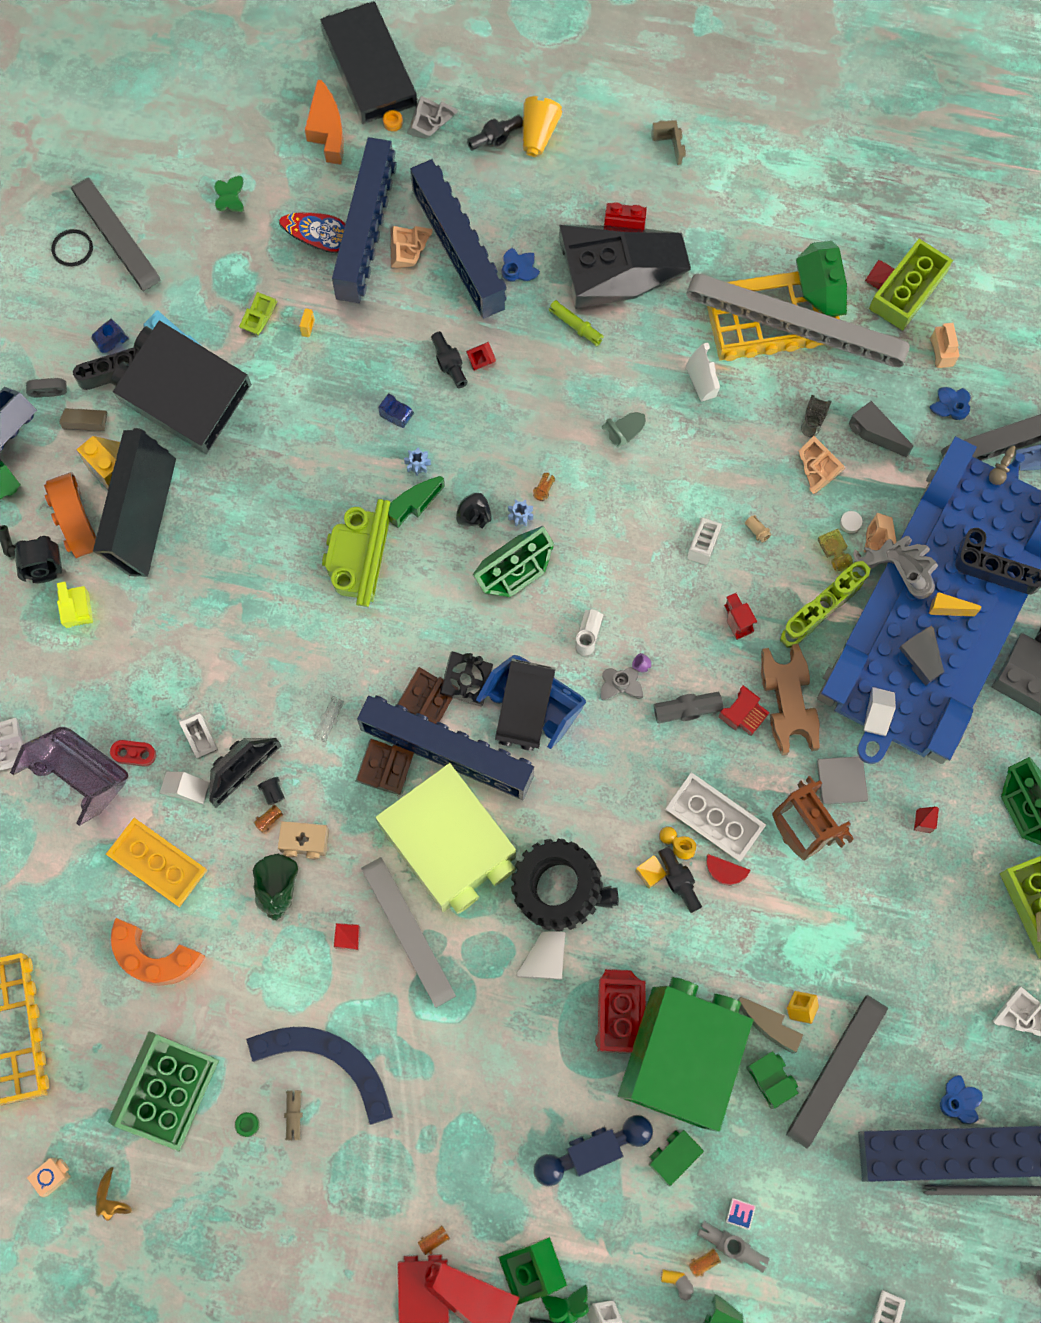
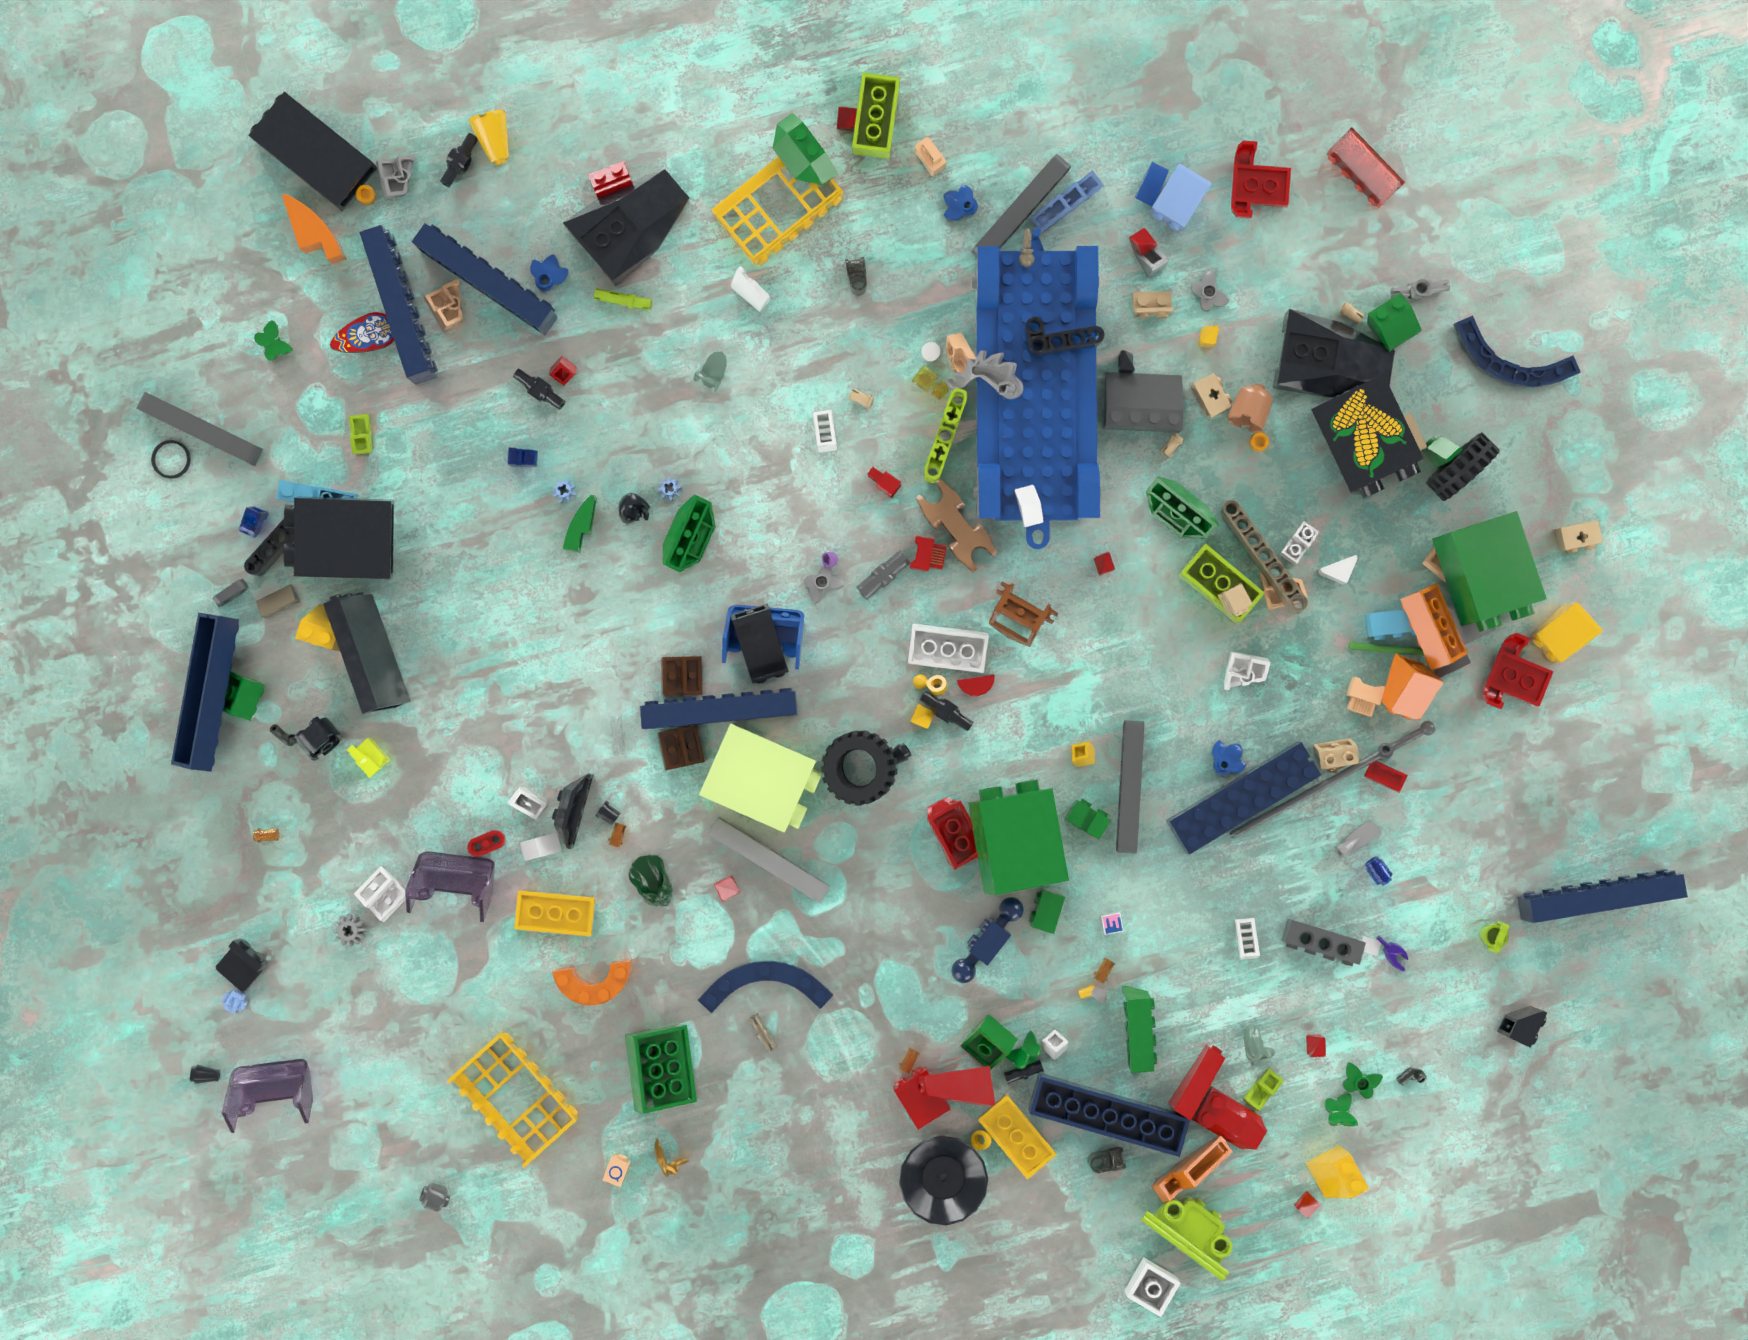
camera: 30 degrees left, 15 degrees up
(64, 497) = (318, 686): orange brick -> none
(247, 1124) = (733, 1057): green tile -> none
(294, 832) = (661, 828): tan brick -> none
(307, 322) = (405, 420): yellow tile -> none
(357, 552) = (561, 592): lime brick -> none
(456, 658) = (686, 637): black piece -> none
(541, 491) = (675, 457): clear orange pin -> none
(545, 957) = (879, 822): white slope -> none
(588, 631) = (775, 555): white piece -> none
(669, 130) = (600, 78): dark tan bracket -> none
(744, 1254) = (1108, 949): light grey pin -> none
(769, 1024) = (1067, 781): dark tan slope -> none
(798, 320) = (801, 203): light grey beam -> none
(819, 464) = (881, 315): light nougat slope -> none
(842, 780) = (1027, 568): light grey tile -> none
(876, 428) = (910, 260): dark grey slope -> none
(924, 655) = (1041, 442): dark grey slope -> none
(948, 605) = (1039, 392): yellow slope -> none

